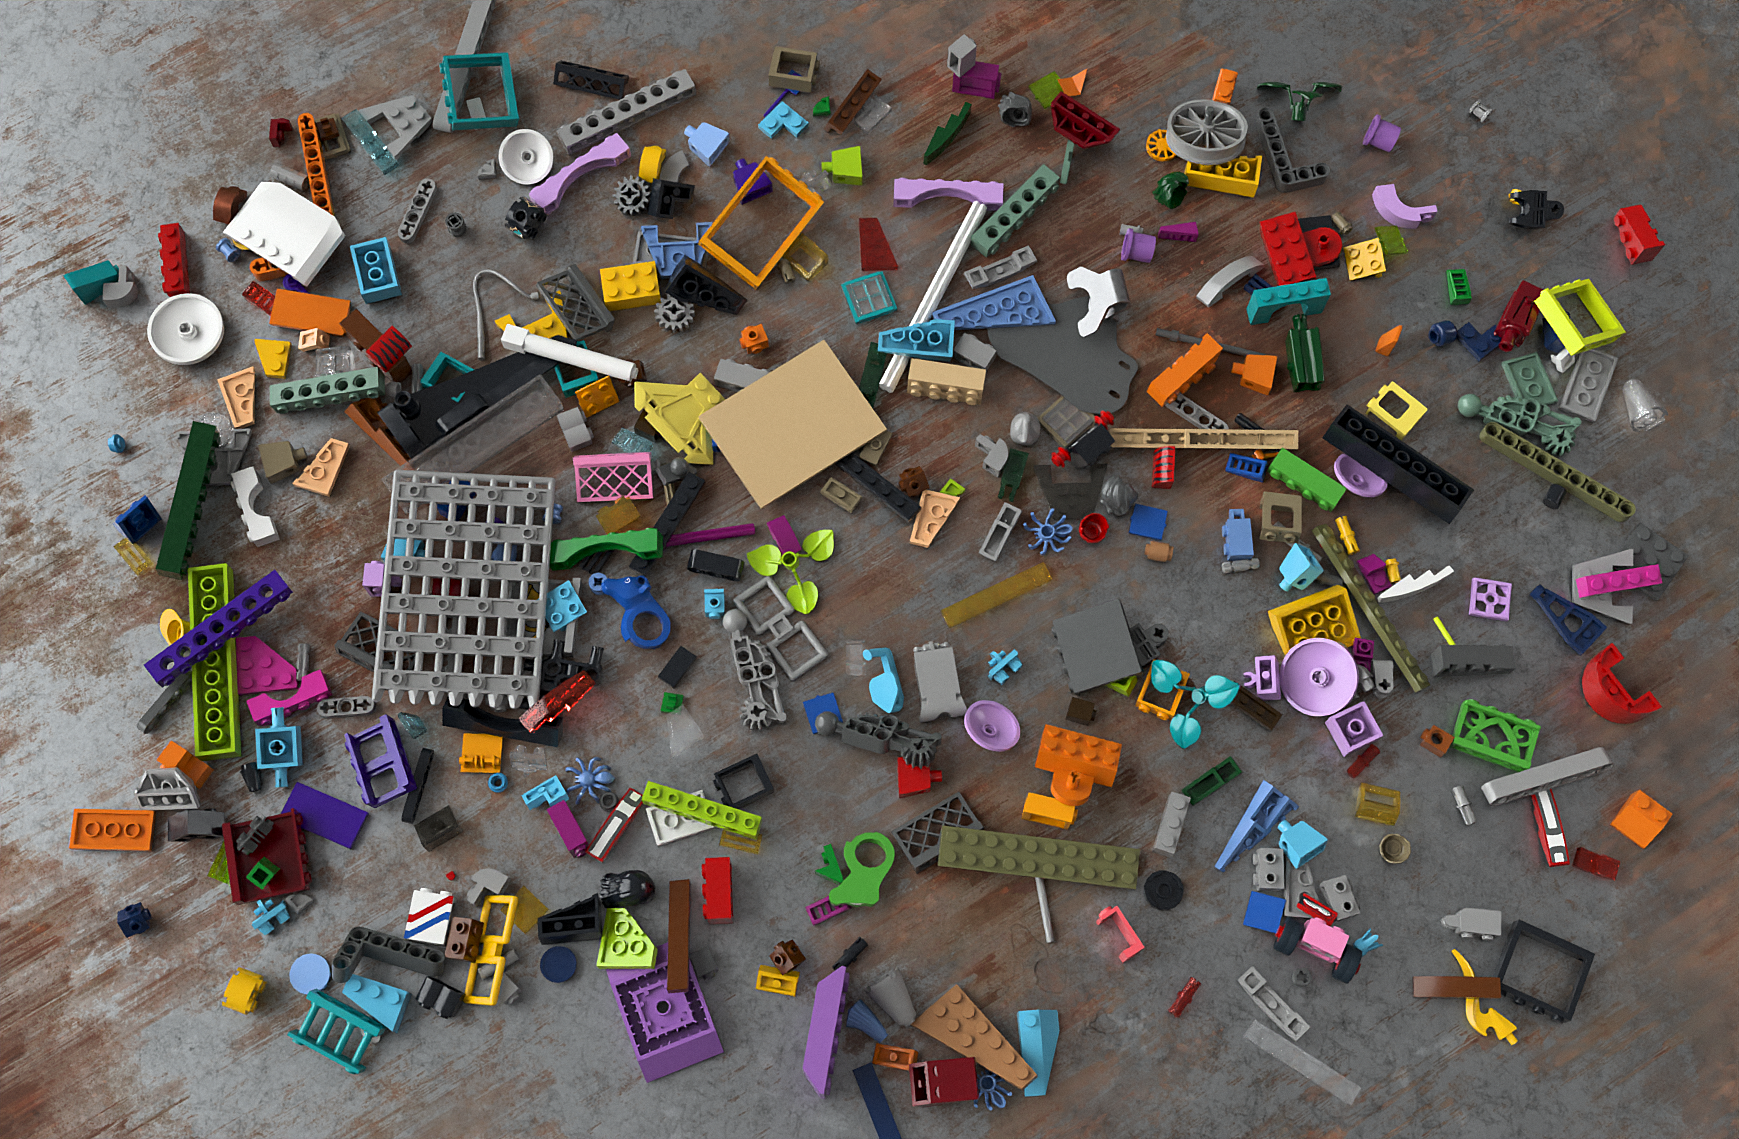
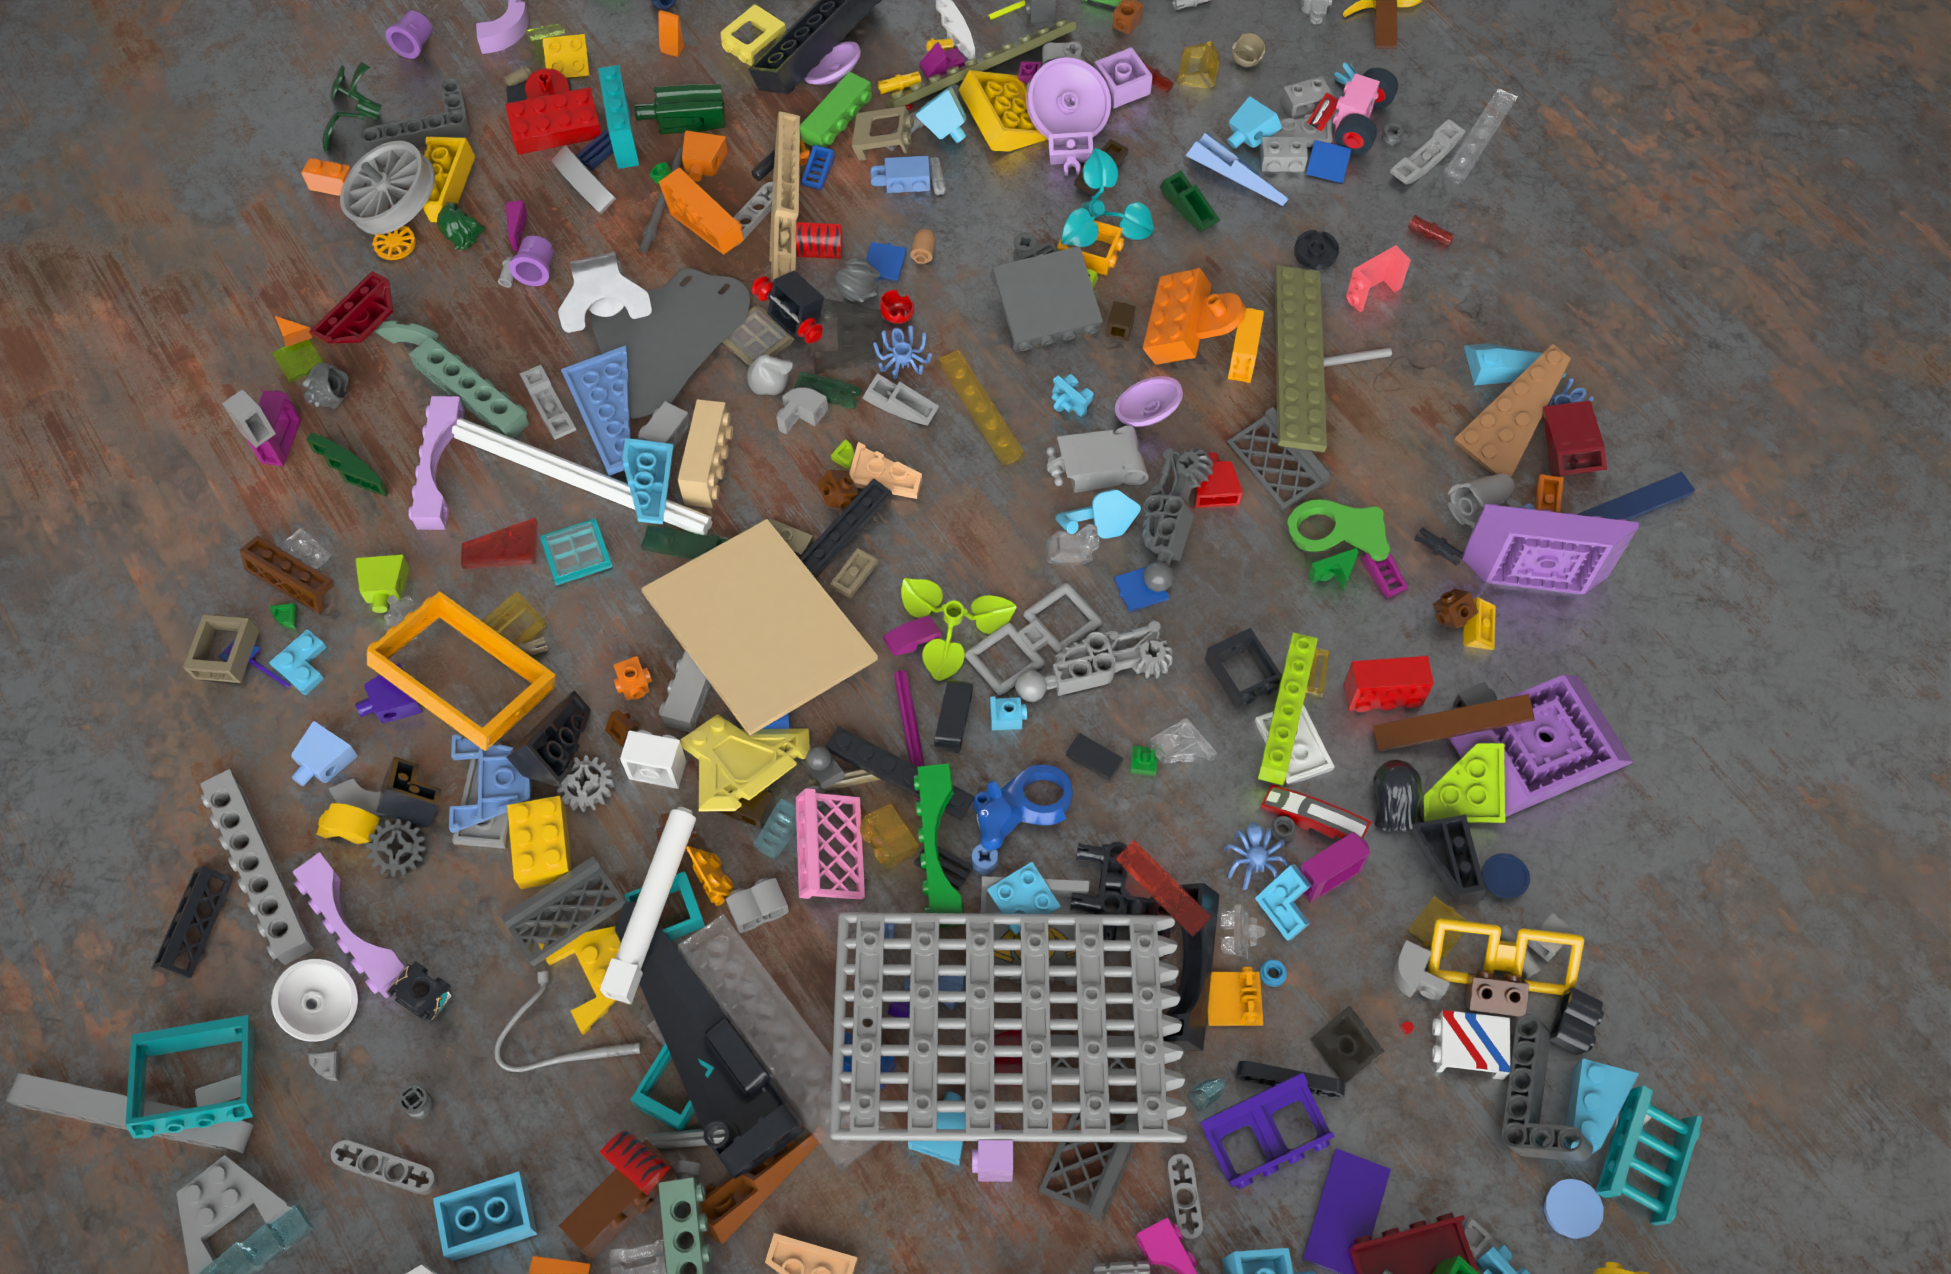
camera: 90 degrees left, 10 degrees down
(686, 355) = (653, 759): none -> white brick
(716, 334) = (619, 726): none -> reddish brown tile
(1171, 824) = (1244, 237): light grey brick -> none
(1237, 341) = (660, 171): none -> green tile

